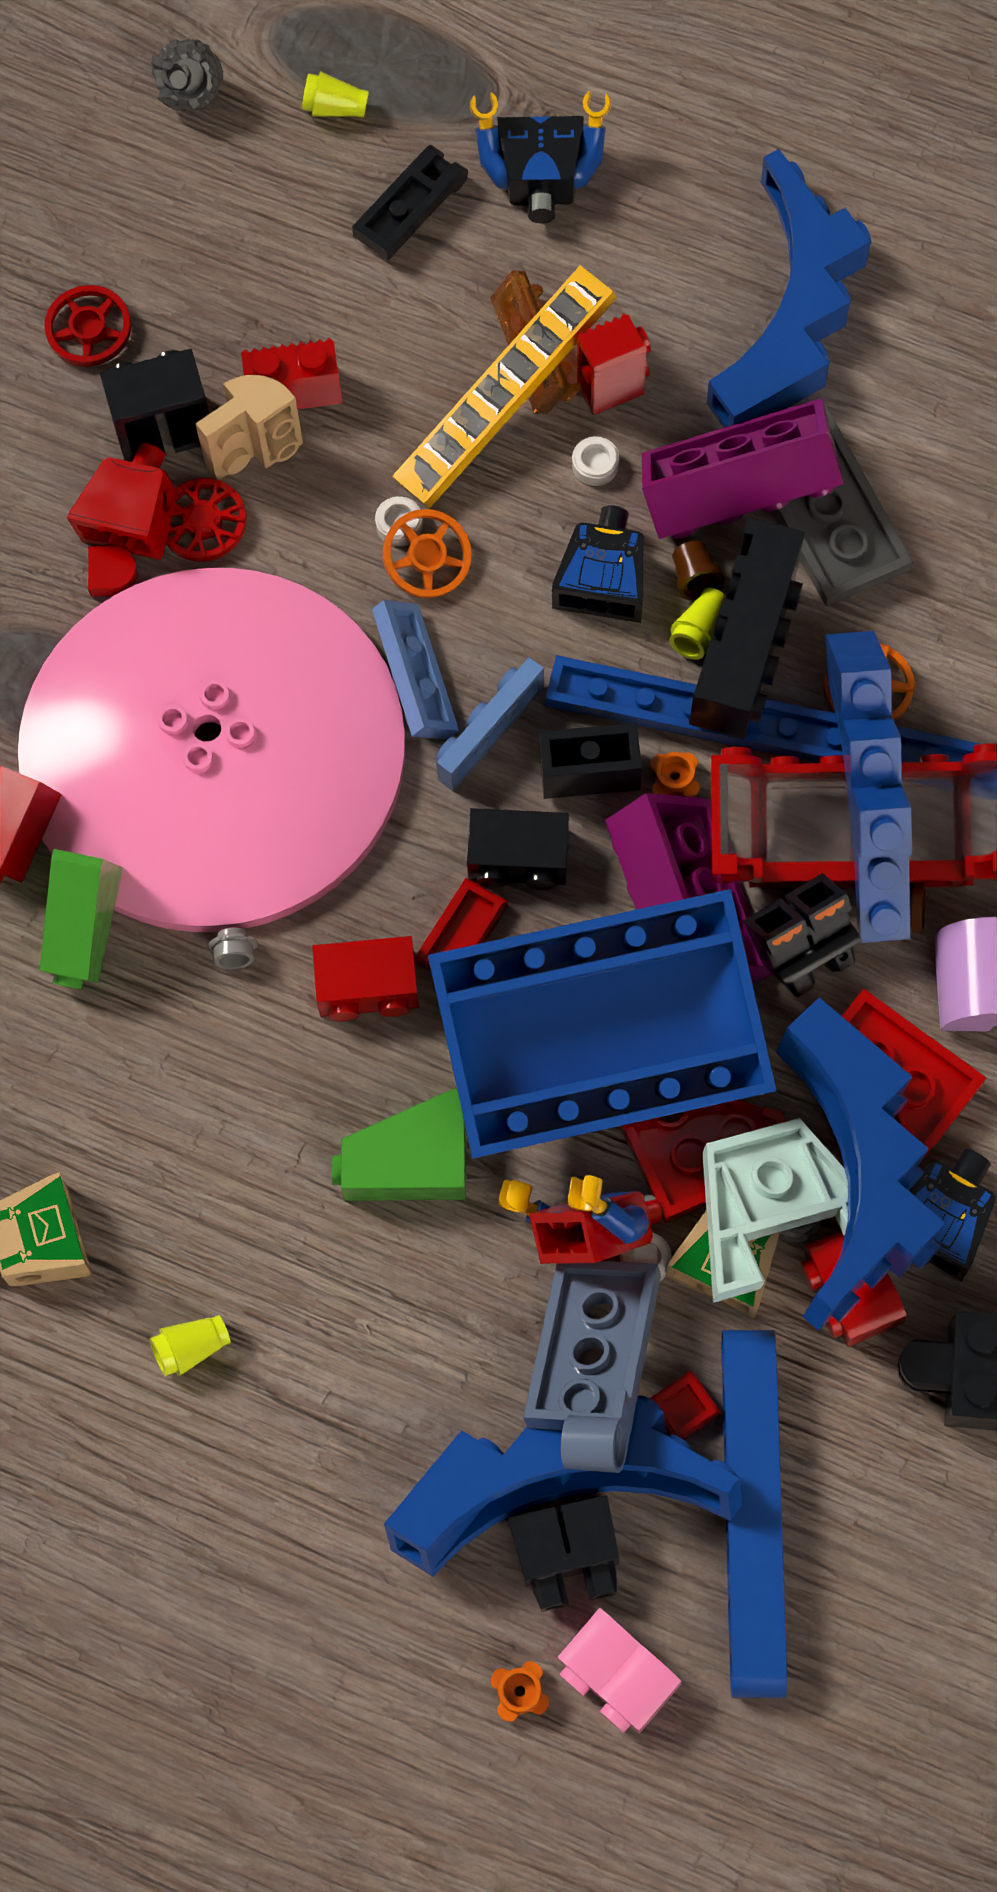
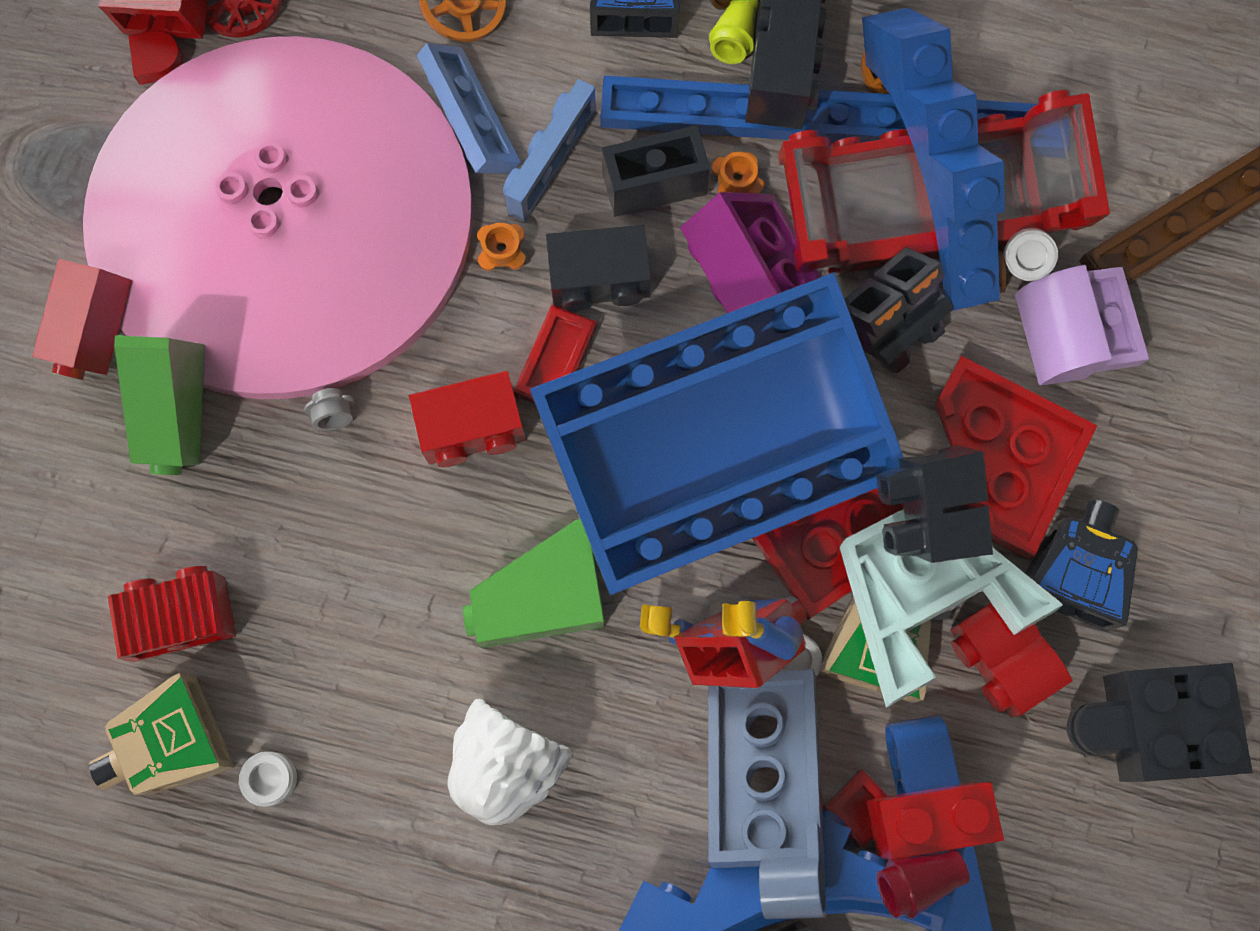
camera: 15 degrees left, 5 degrees up
(55, 1120) = (171, 615): none -> red brick
(122, 1288) = (267, 779): none -> white tile
(188, 1344) = (343, 829): neon yellow cone -> none
(347, 1307) = (501, 766): none -> white hair
(429, 800) = (501, 233): none -> orange plate
(711, 1456) = (917, 883): none -> dark red cone
(740, 1412) = (935, 820): none -> red brick
(788, 1100) = (939, 506): none -> black hips
(861, 1096) = (1044, 594): blue arch -> none
(945, 898) = (1031, 254): none -> white tile

